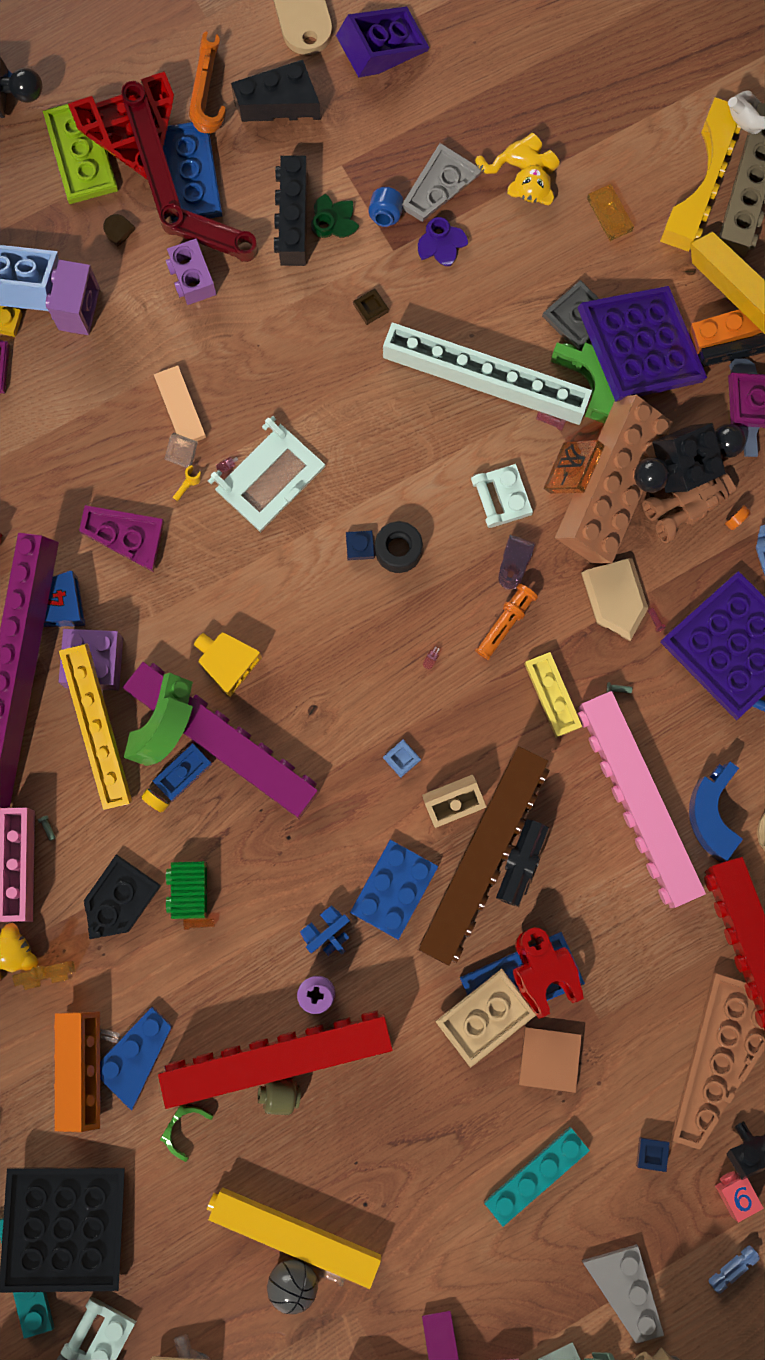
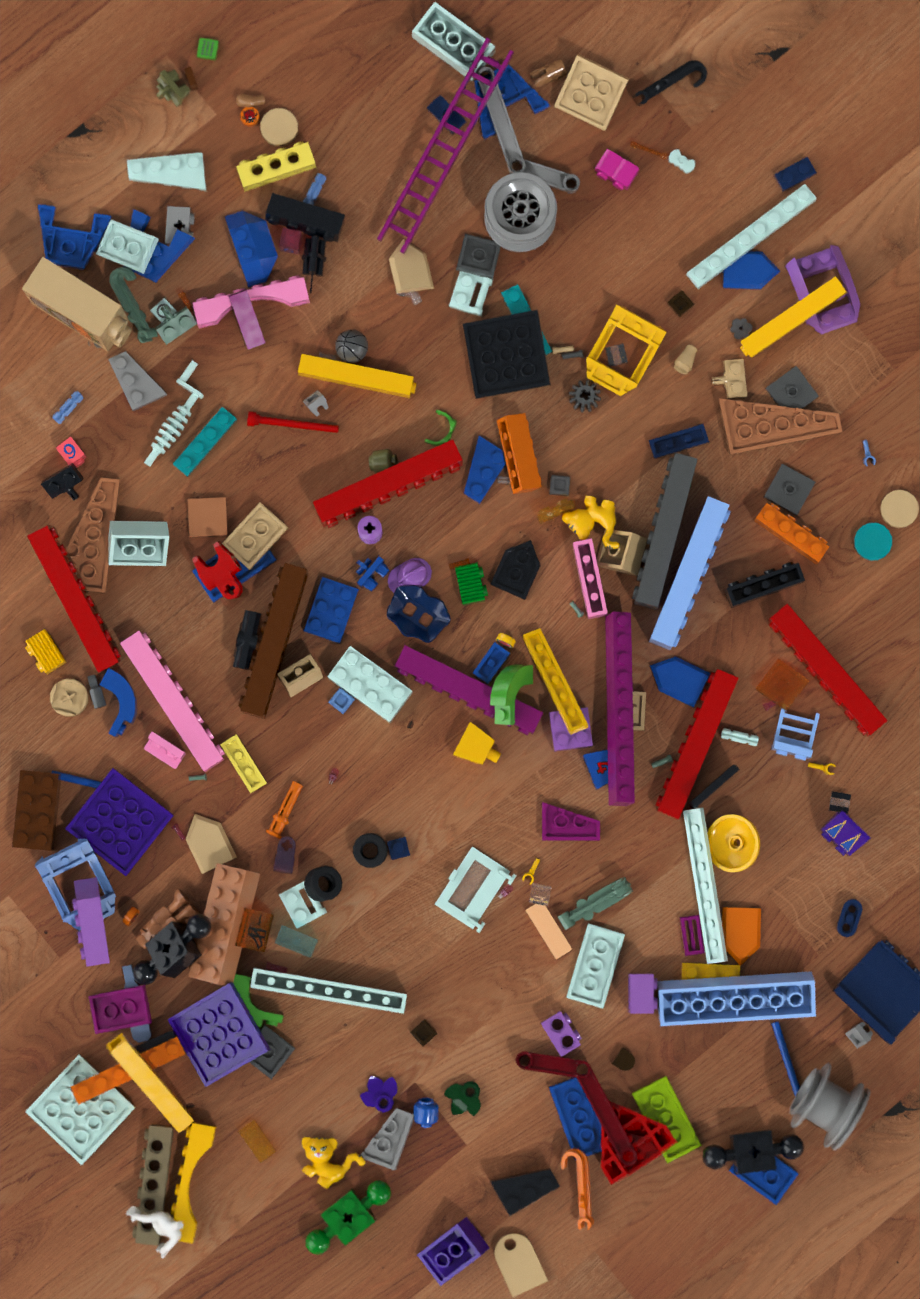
camera: 170 degrees right, 5 degrees up
(31, 1012) = (559, 485): none -> flat silver tile
(107, 428) = (597, 902): none -> sand green piece
(128, 350) = (595, 965): none -> light aqua tile
(273, 918) = (412, 572): none -> medium lavender piece
(286, 846) = (425, 604): none -> dark blue piece
(292, 210) = (494, 1095): black brick -> none
(357, 771) = (370, 684): none -> light aqua brick
(363, 1208) = (314, 401): none -> light grey tile
(456, 1197) = (256, 419): none -> red piece
(458, 503) = (334, 883): none -> black tyre
(508, 98) = (319, 1240): none -> green brick
(519, 443) = (296, 941): none -> clear light blue panel
(569, 1221) = (179, 417): none -> light aqua piece
(652, 1154) = (130, 469): dark blue plate -> none
(658, 1038) = (138, 543): none -> light aqua slope
(660, 733) = (164, 750): none -> bright pink bracket
(746, 830) = (96, 692): none -> dark grey bar

